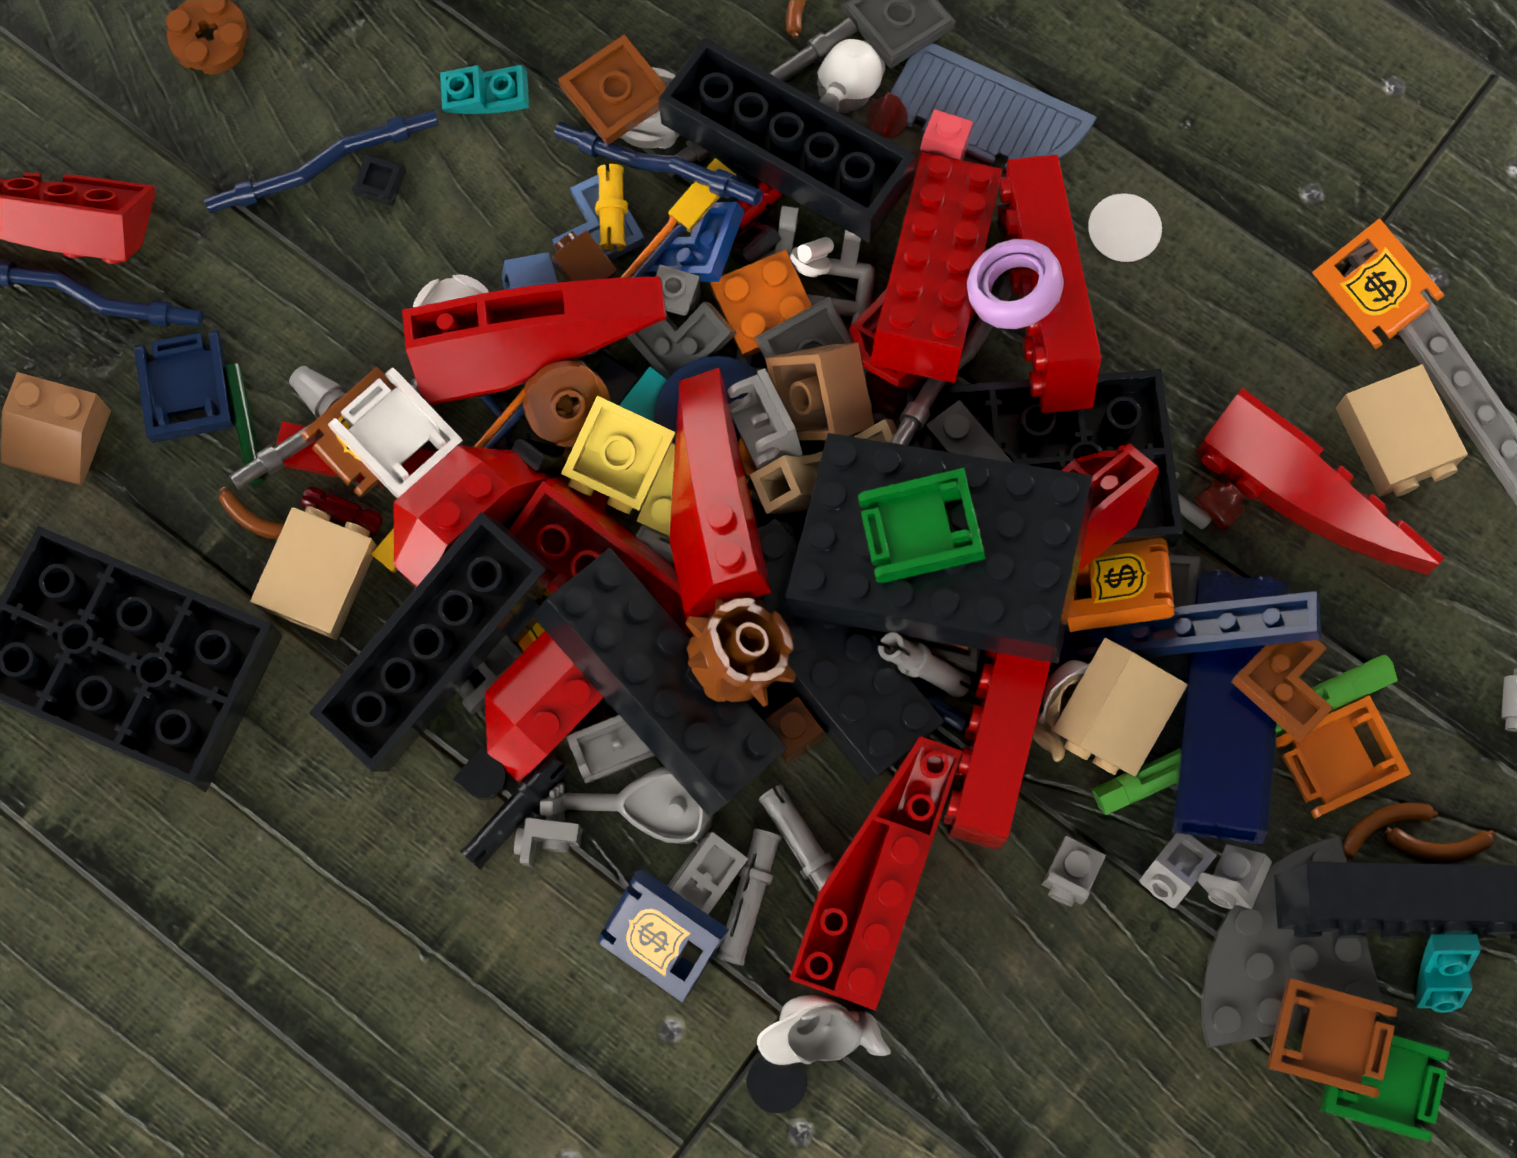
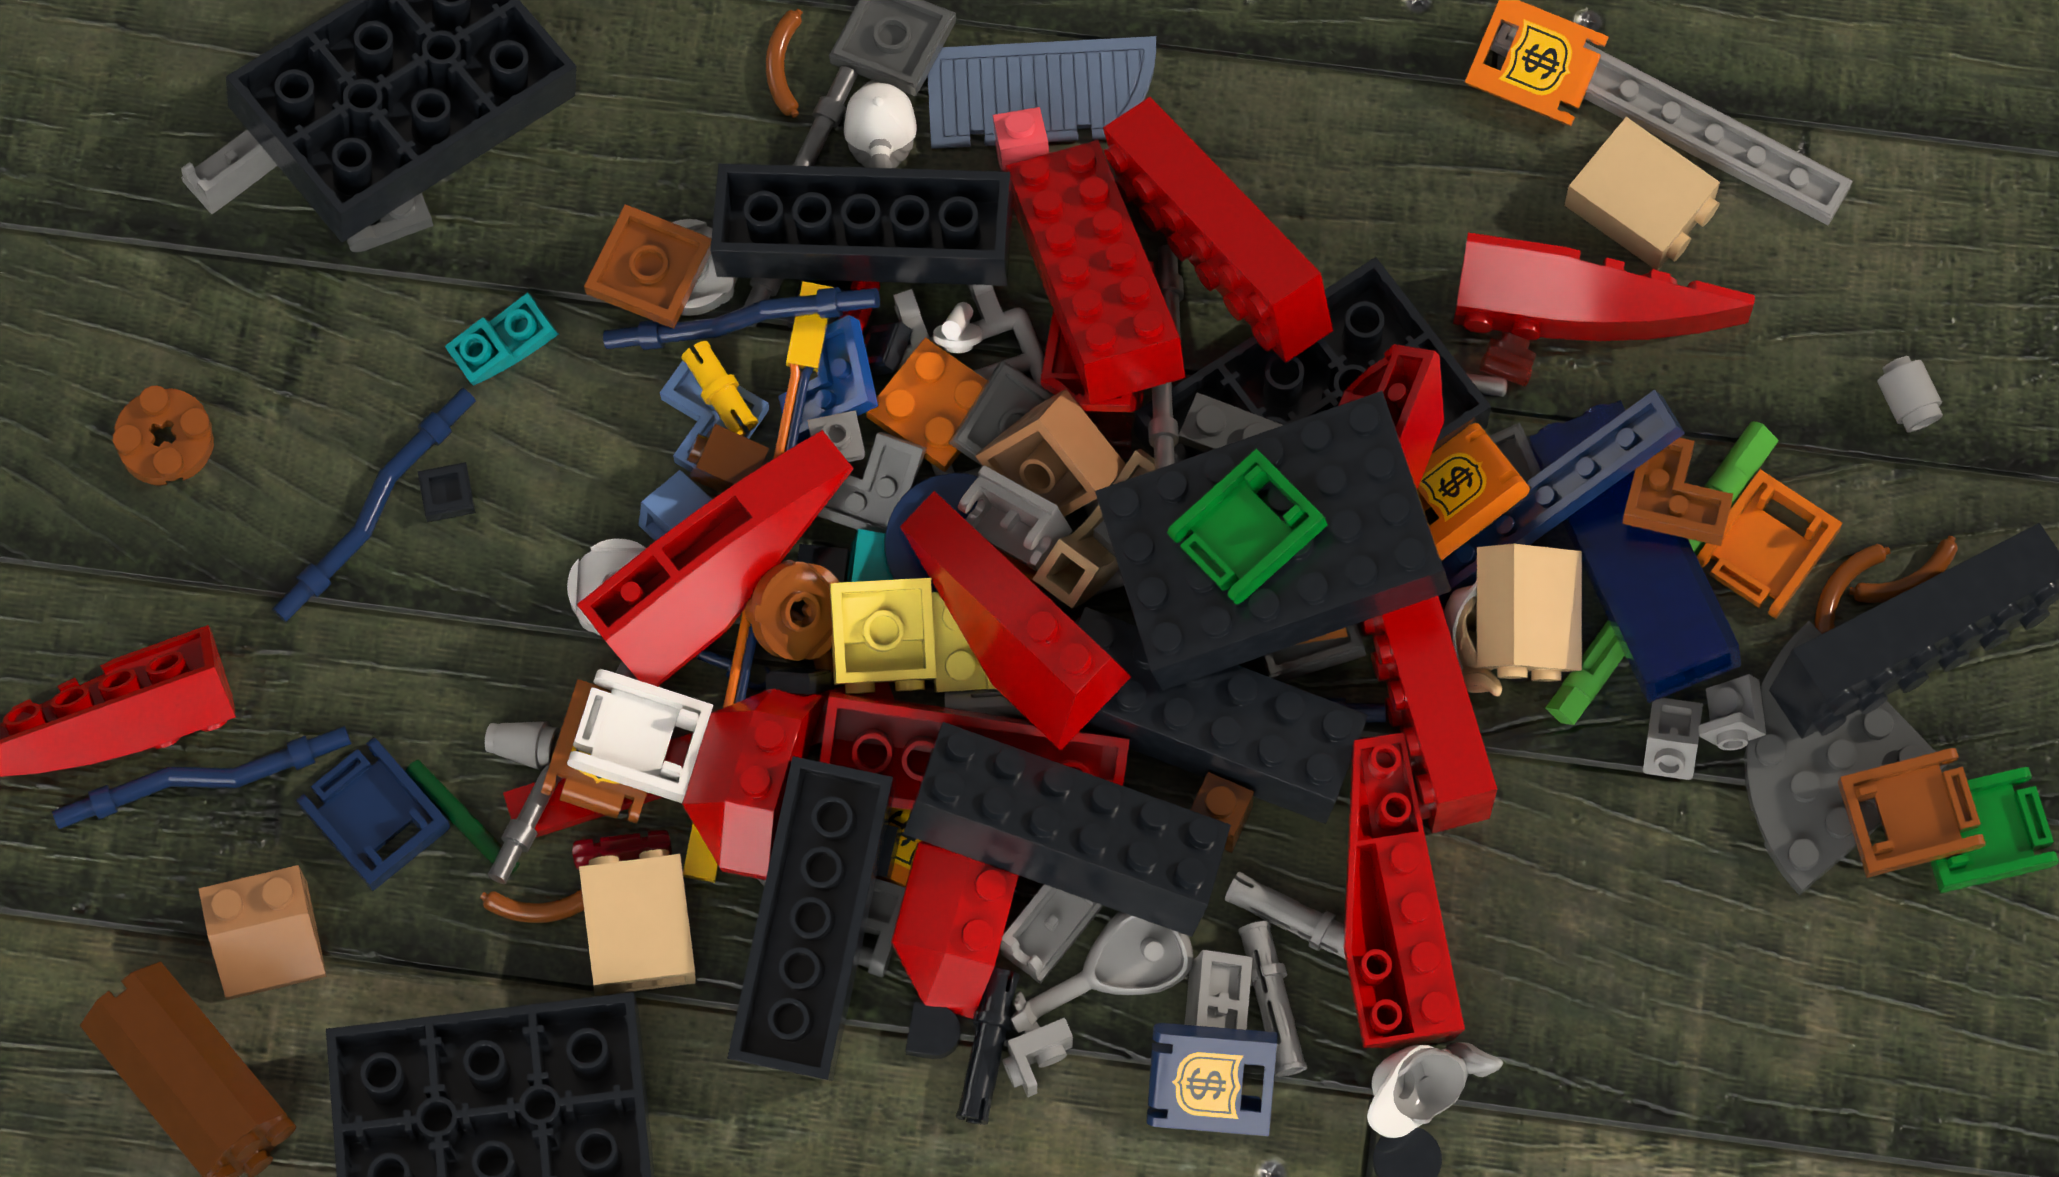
camera: 30 degrees left, 5 degrees down
(740, 650) = (1134, 750): dark orange brick -> none
(887, 116) = (943, 147): clear red plate -> none
(917, 661) = (1310, 670): light grey pin -> none
(1023, 311) = (1217, 270): lavender wheel -> none
(1072, 872) = (1574, 798): light grey bracket -> none
(1125, 227) = (1250, 134): white sticker -> none
(1444, 971) = (1981, 692): teal slope -> none

